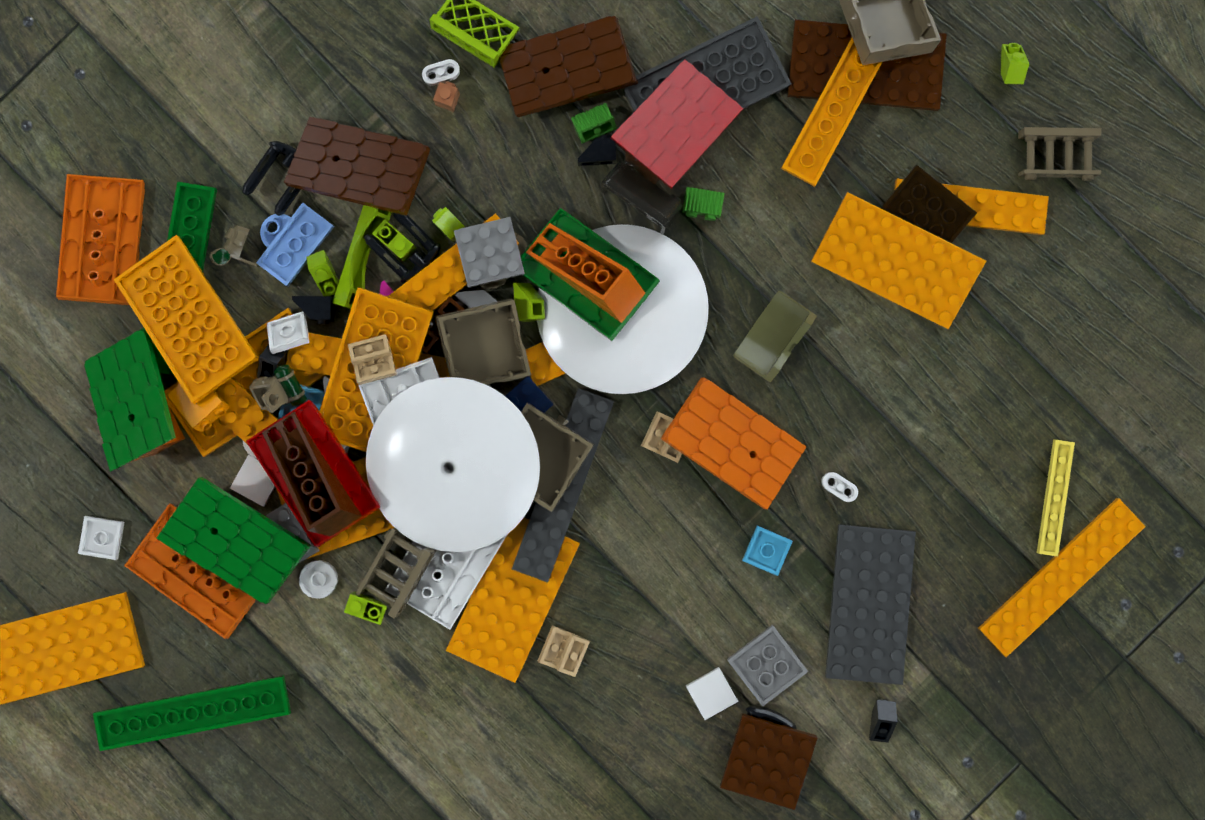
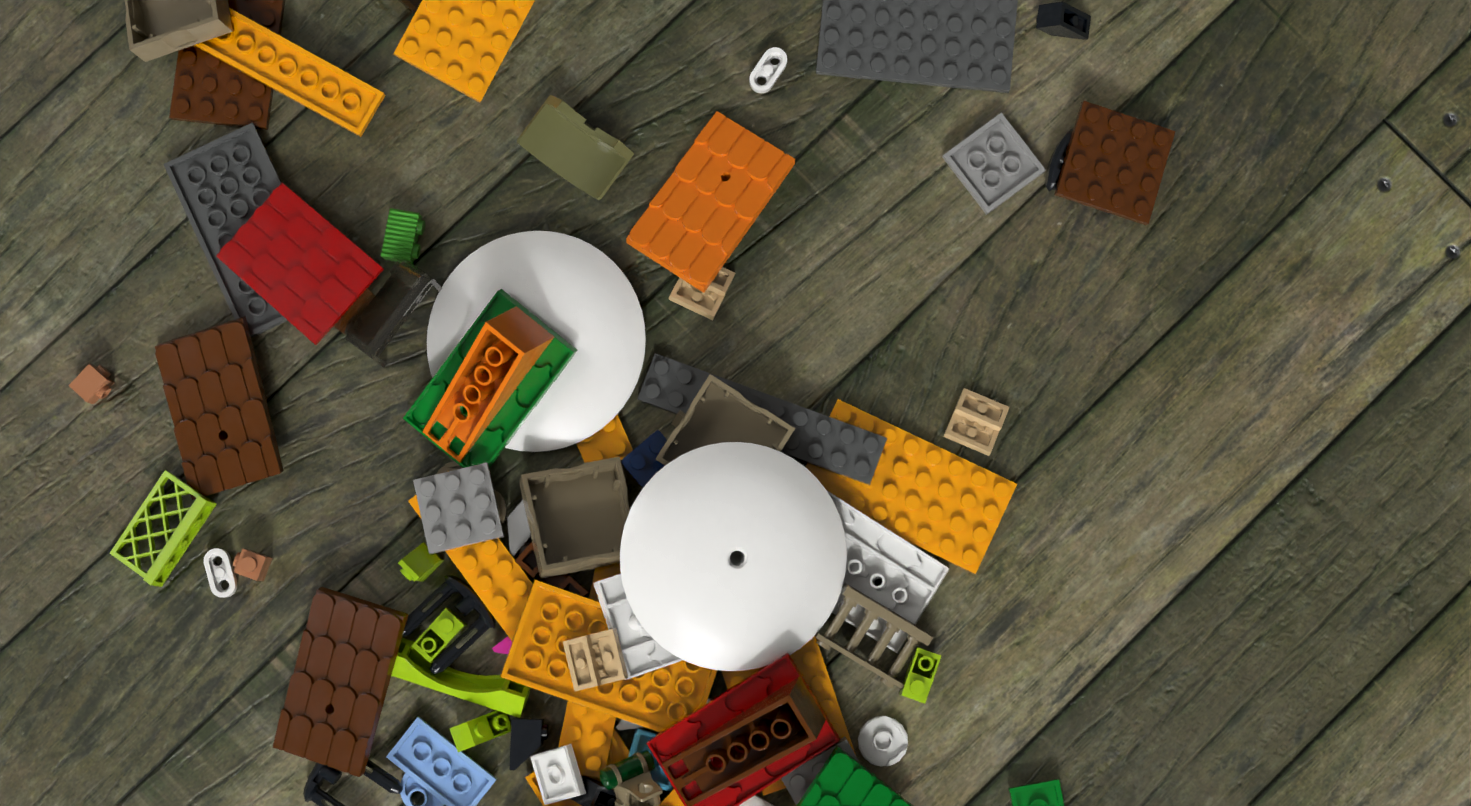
camera: 90 degrees left, 5 degrees down
(528, 303) = (525, 458): lime slope -> none
(593, 123) = (294, 374): bright green brick -> none
(599, 152) = (332, 366): black slope -> none
(711, 693) = (1030, 234): white tile -> none
(767, 550) = (848, 162): medium azure tile -> none

